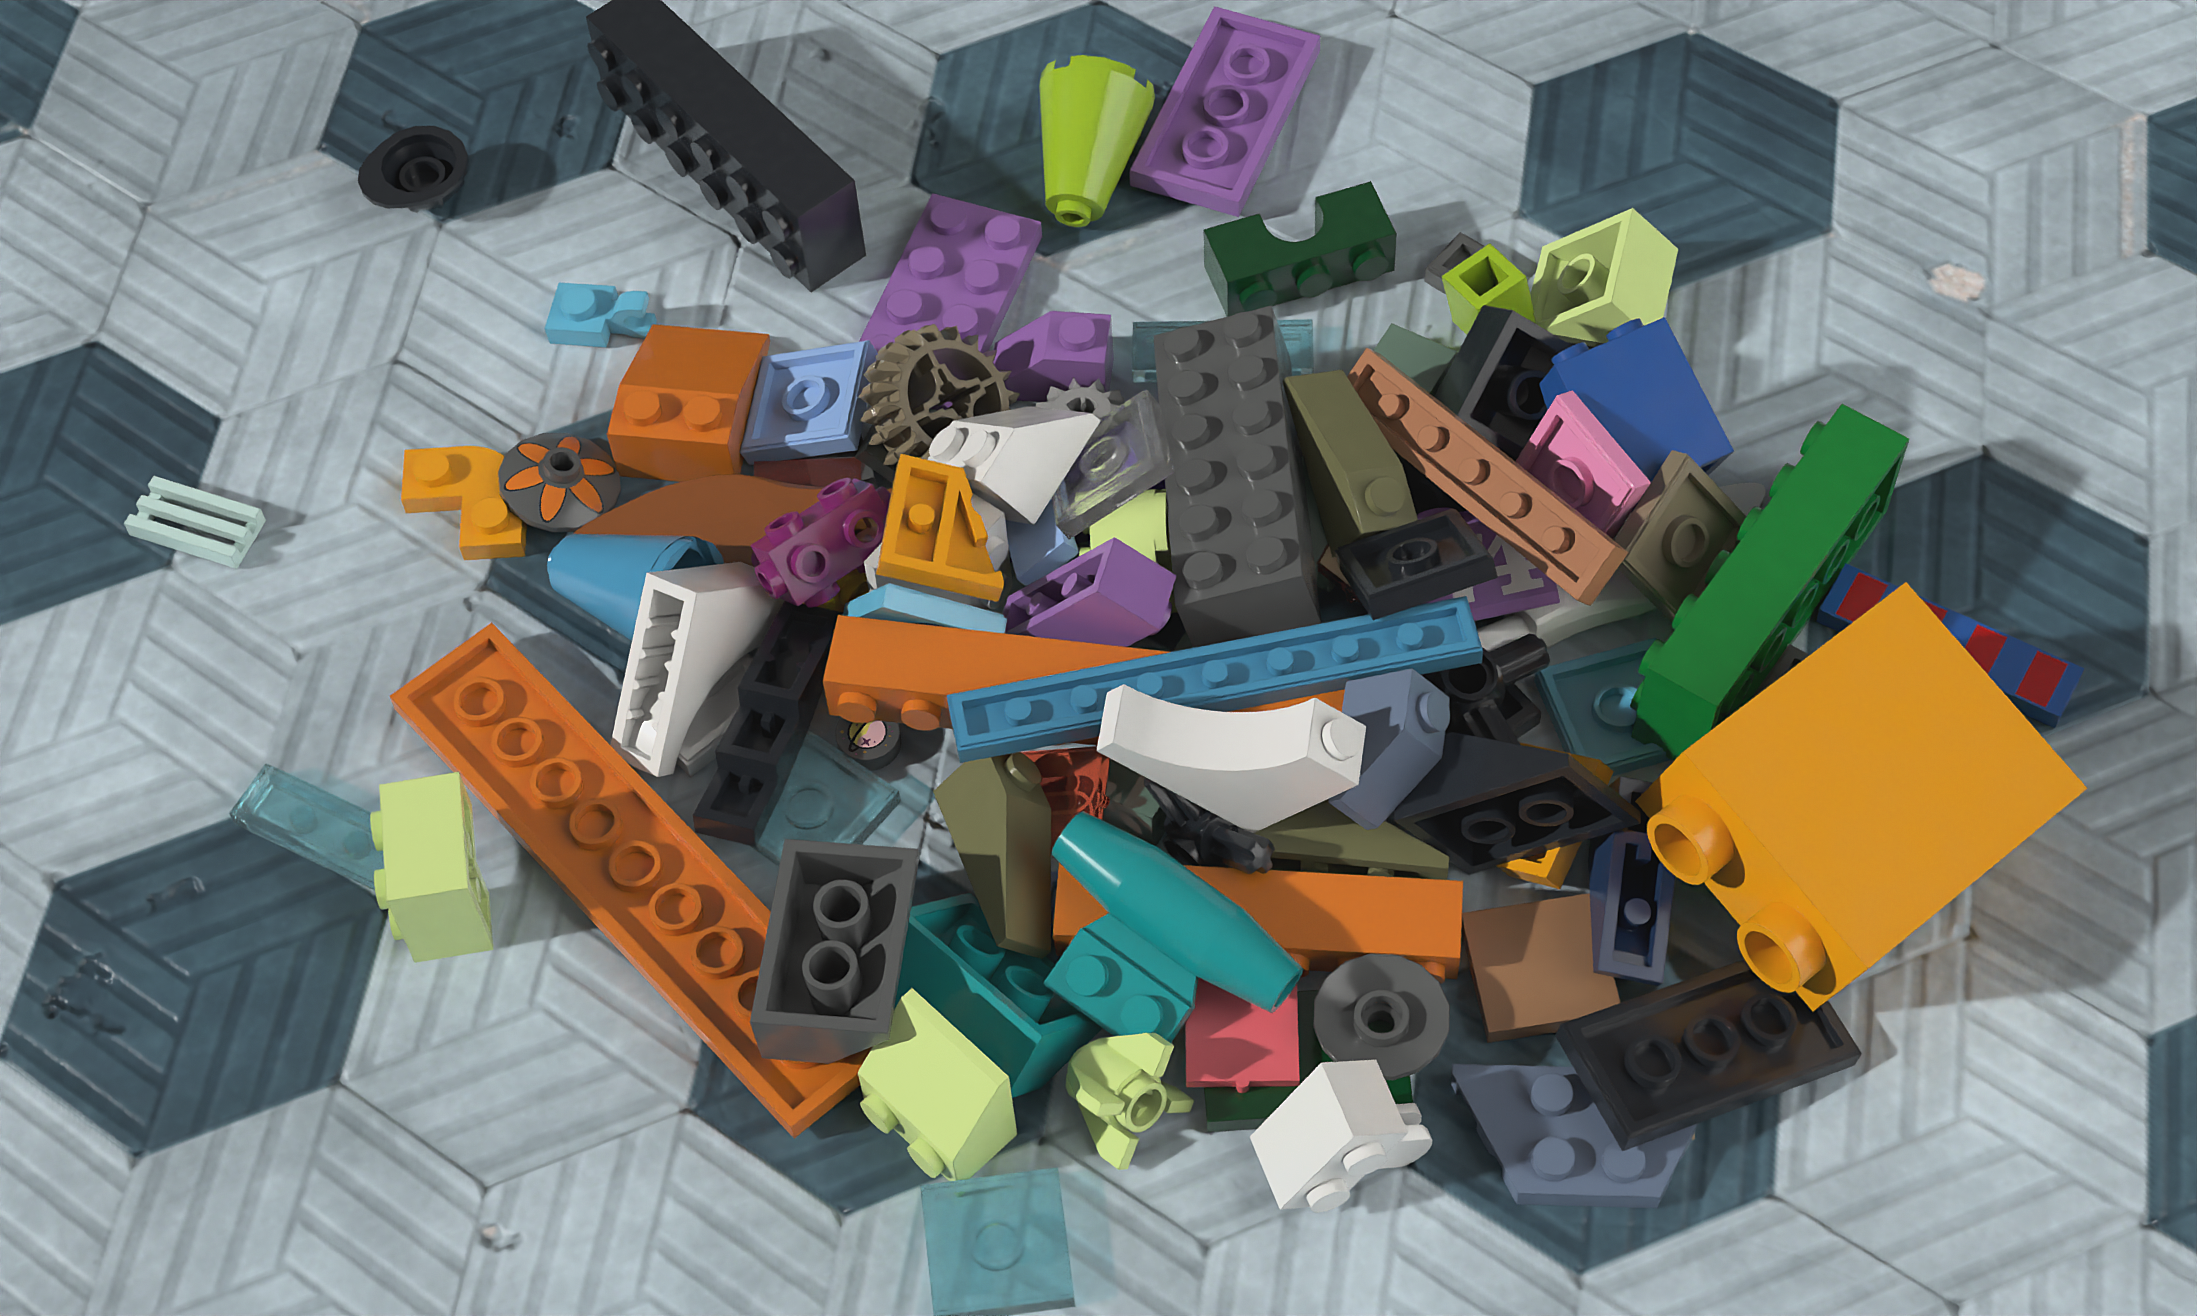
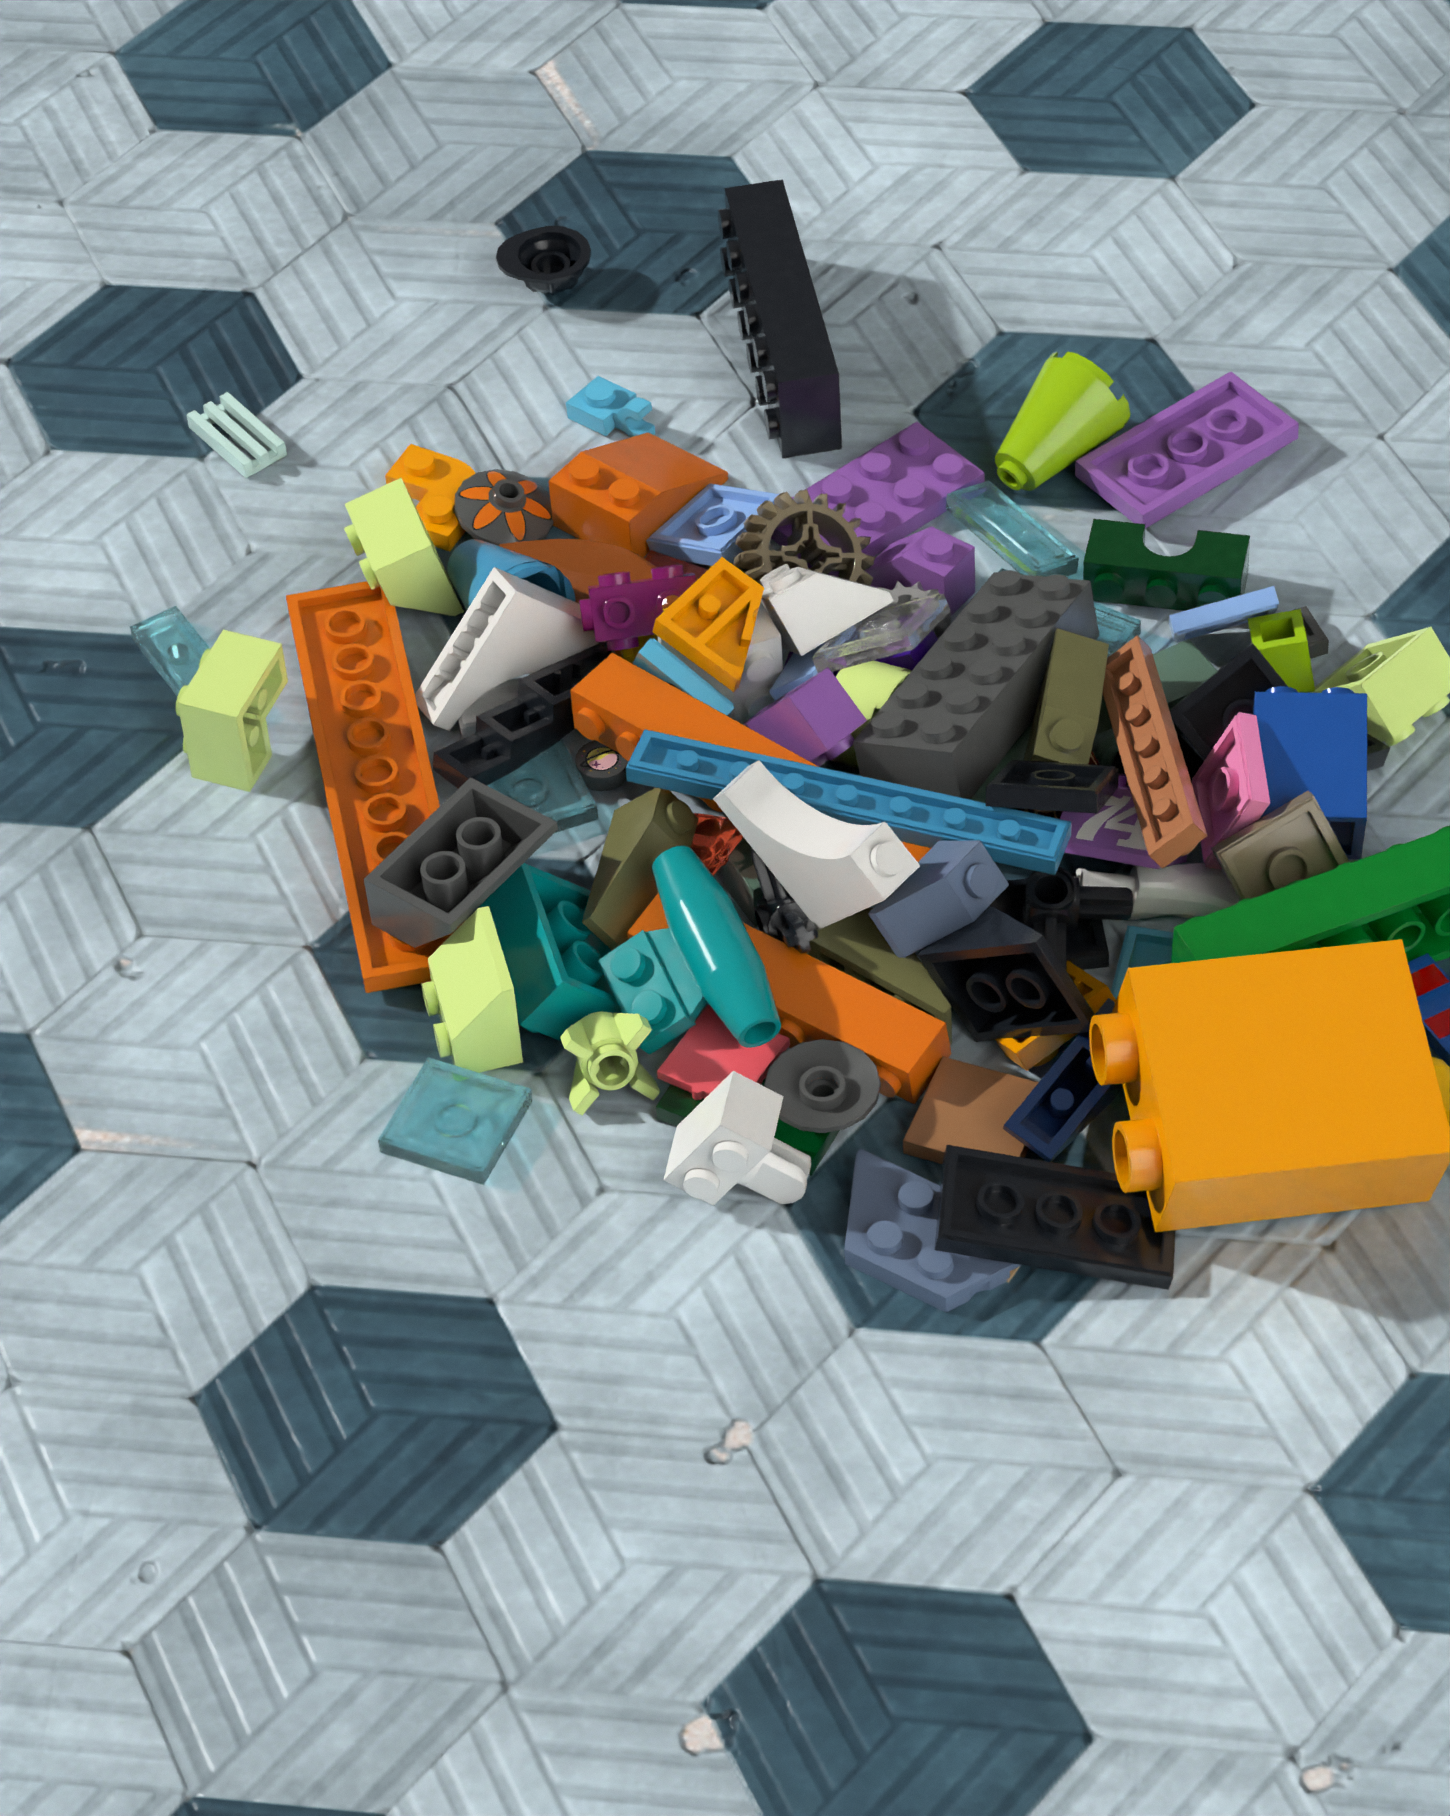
camera: 30 degrees right, 10 degrees down
(495, 587) = (399, 551): none -> yellowish green slope
(1116, 278) = (1010, 531): none -> clear light blue tile
(1409, 280) = (1222, 614): none -> light blue tile

